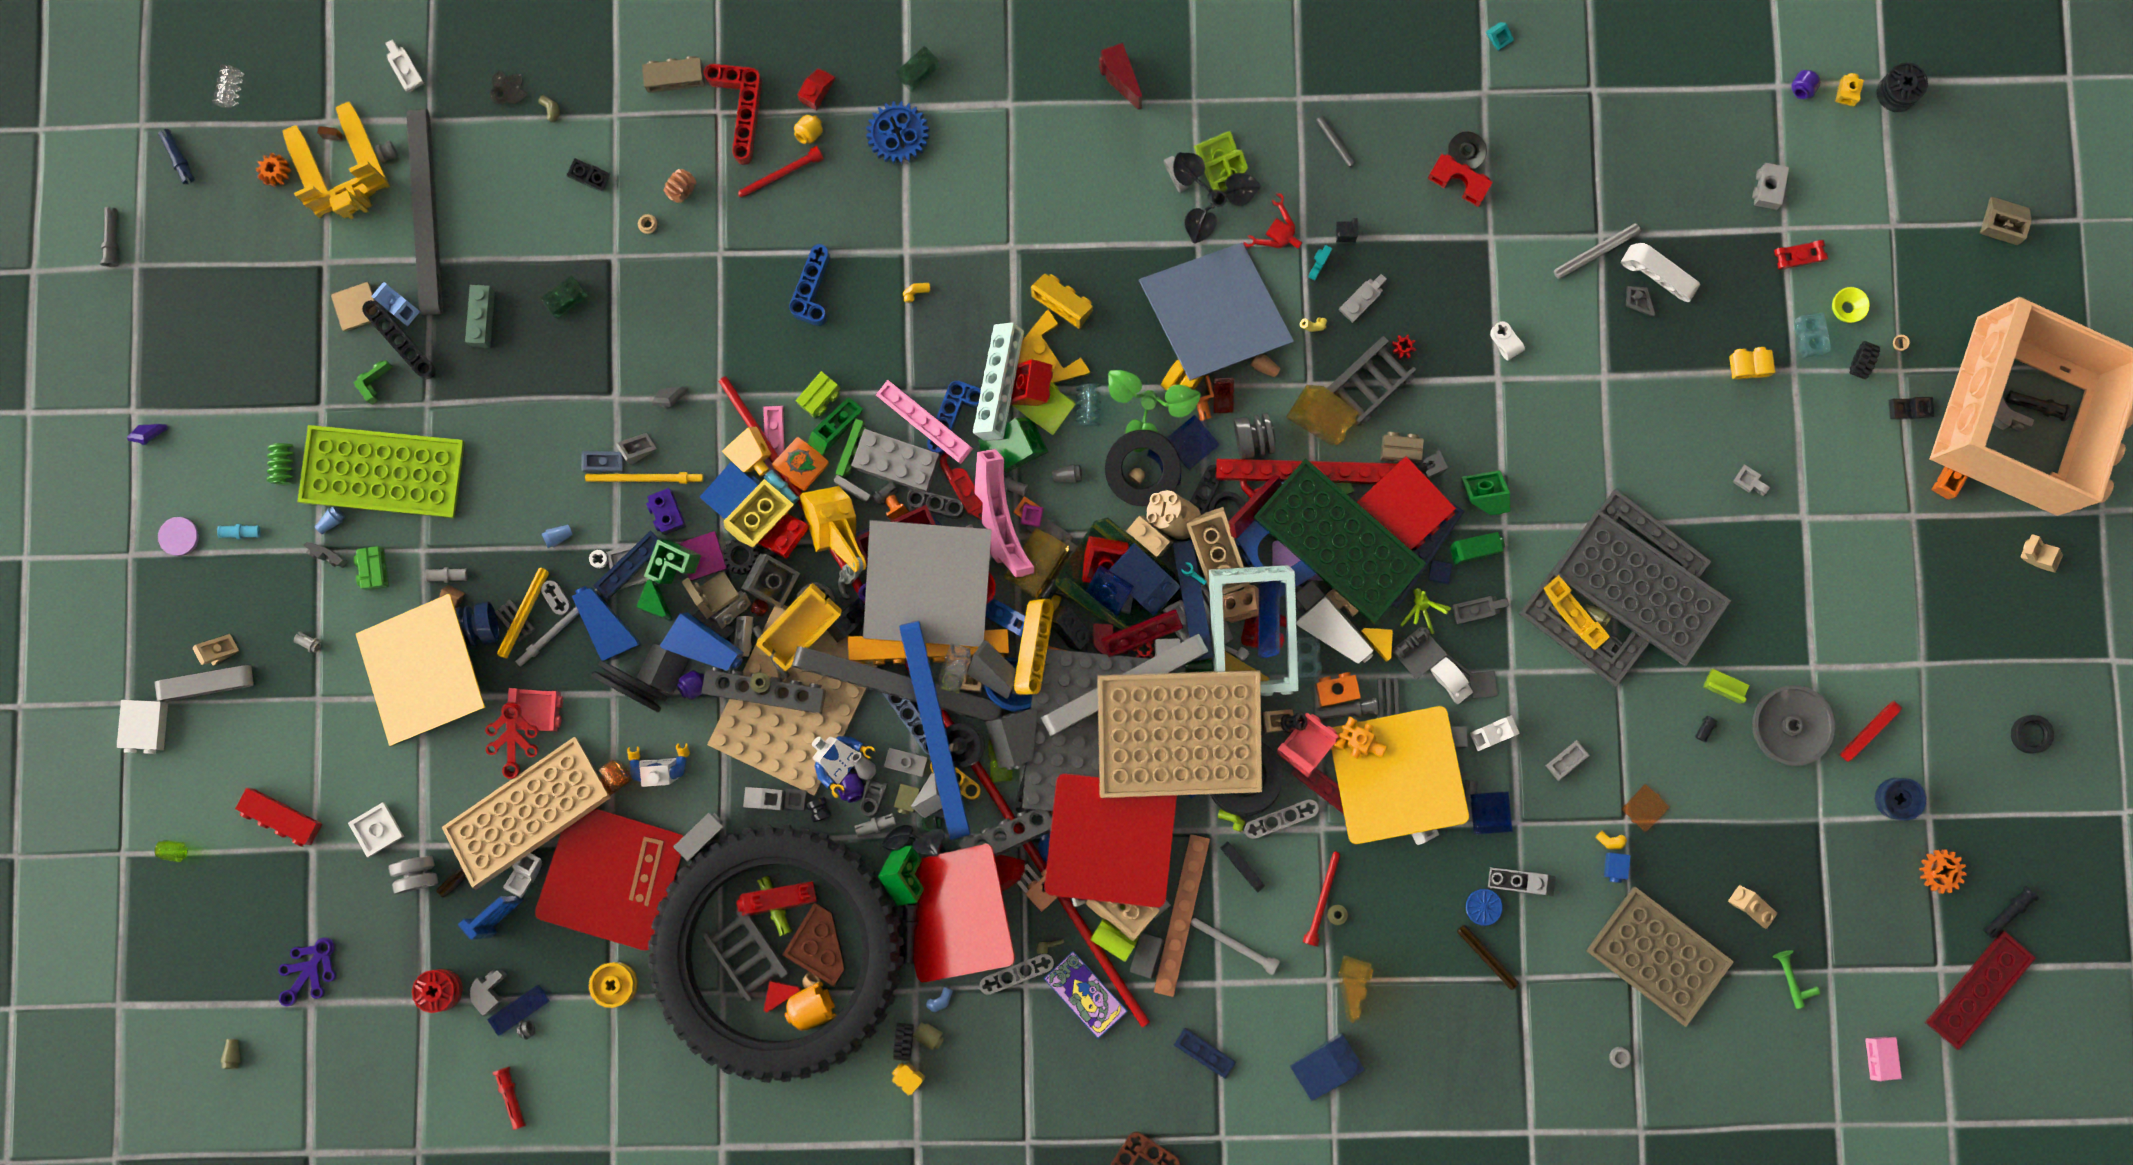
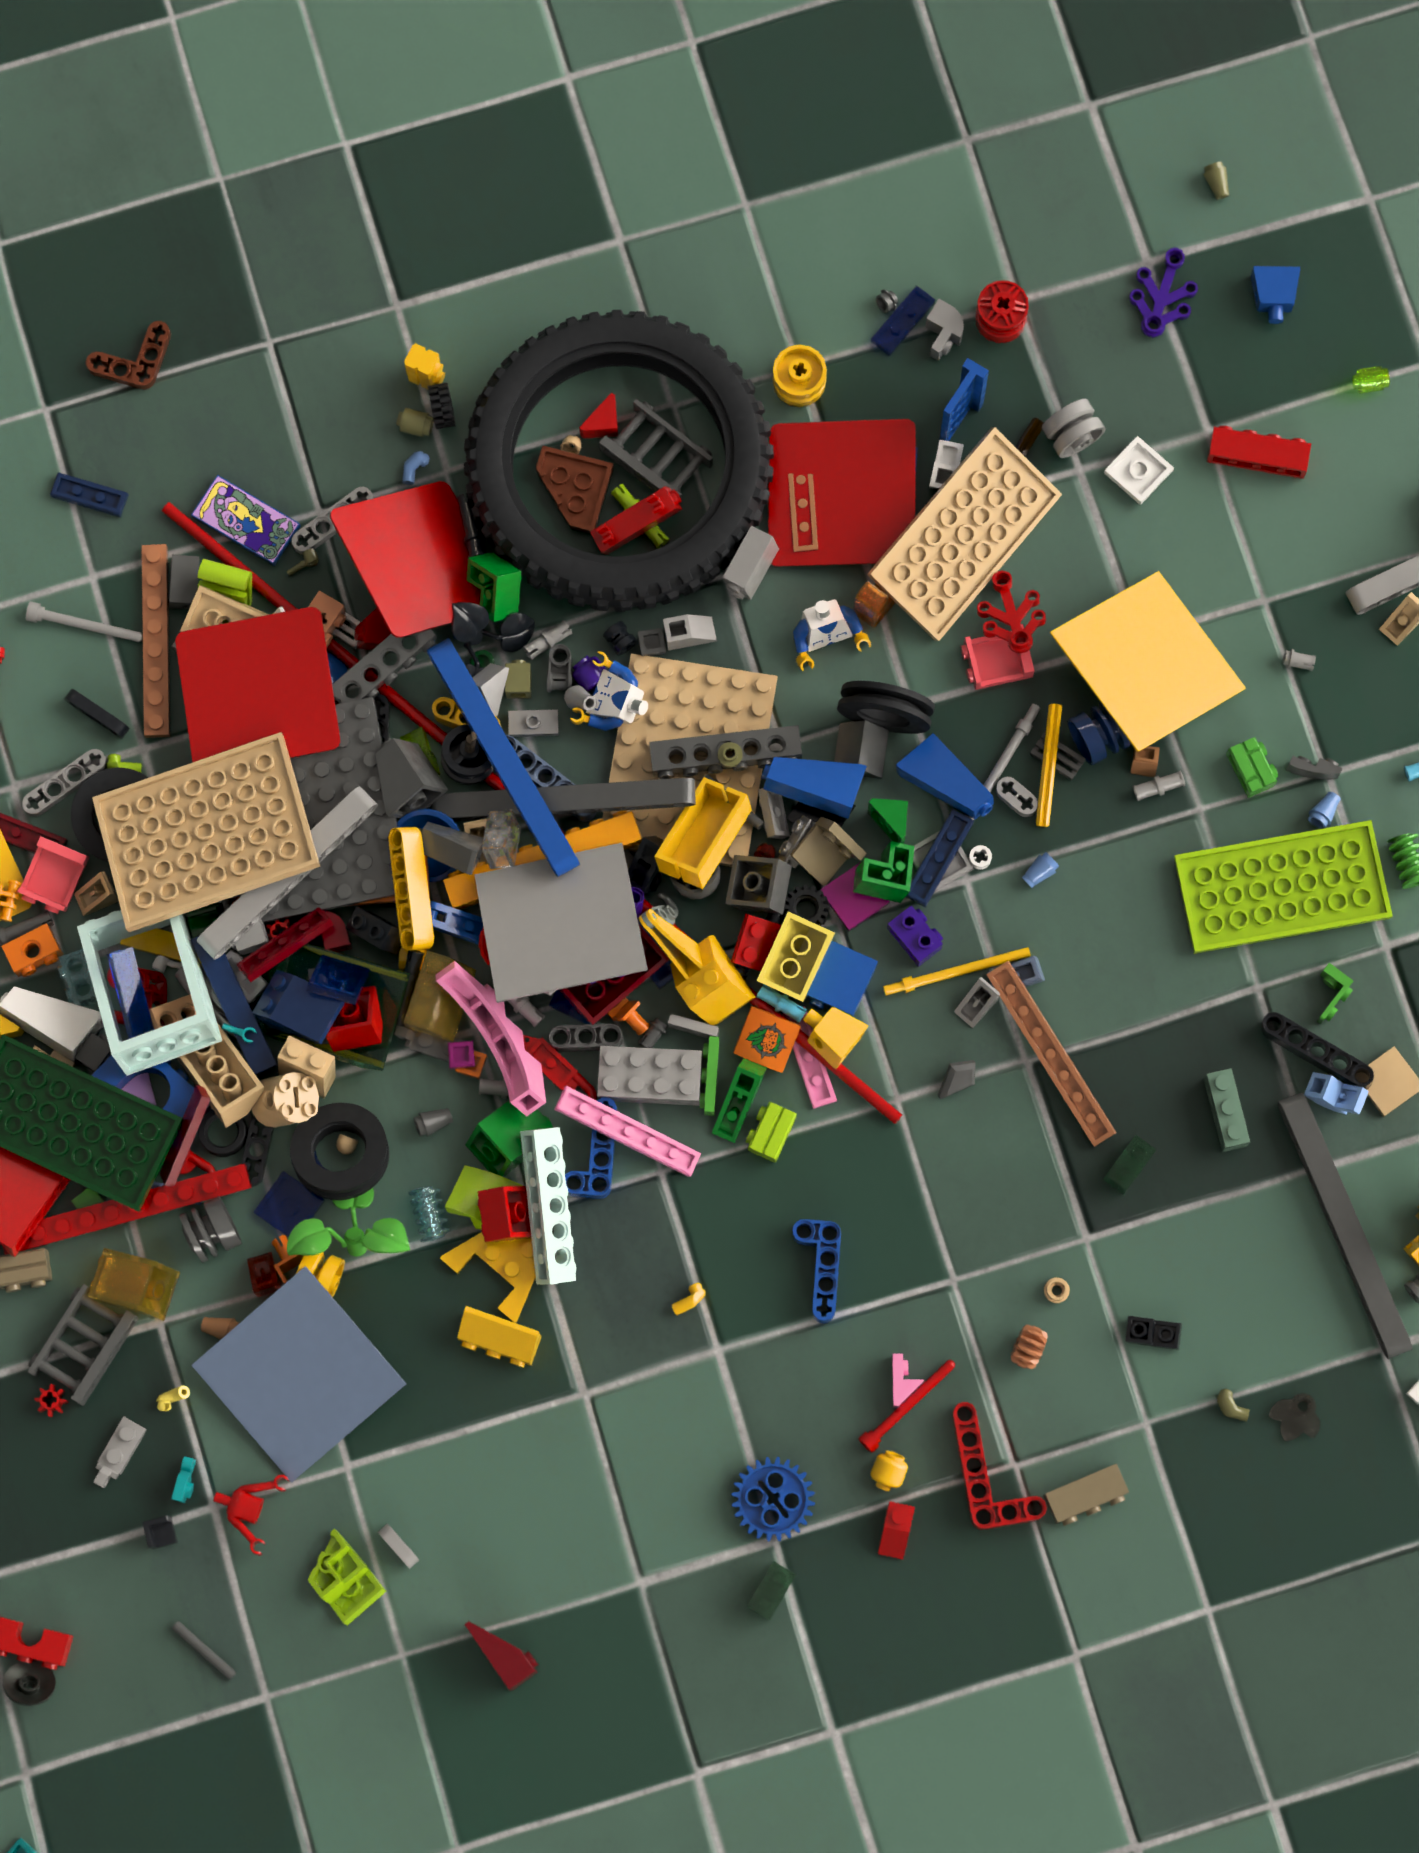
camera: 160 degrees right, 5 degrees down
(218, 946) = (1275, 290): none -> blue torso
(507, 1087) = (886, 232): red pin -> none
(594, 394) = (1051, 1053): none -> nougat plate
(691, 684) = (817, 739): dark purple head -> none
(780, 184) = (902, 1388): none -> bright pink slope
(810, 1008) = (560, 412): light orange cylinder -> none
(1240, 190) = (311, 1547): black plant -> none
(1294, 722) = (75, 895): black bush -> none

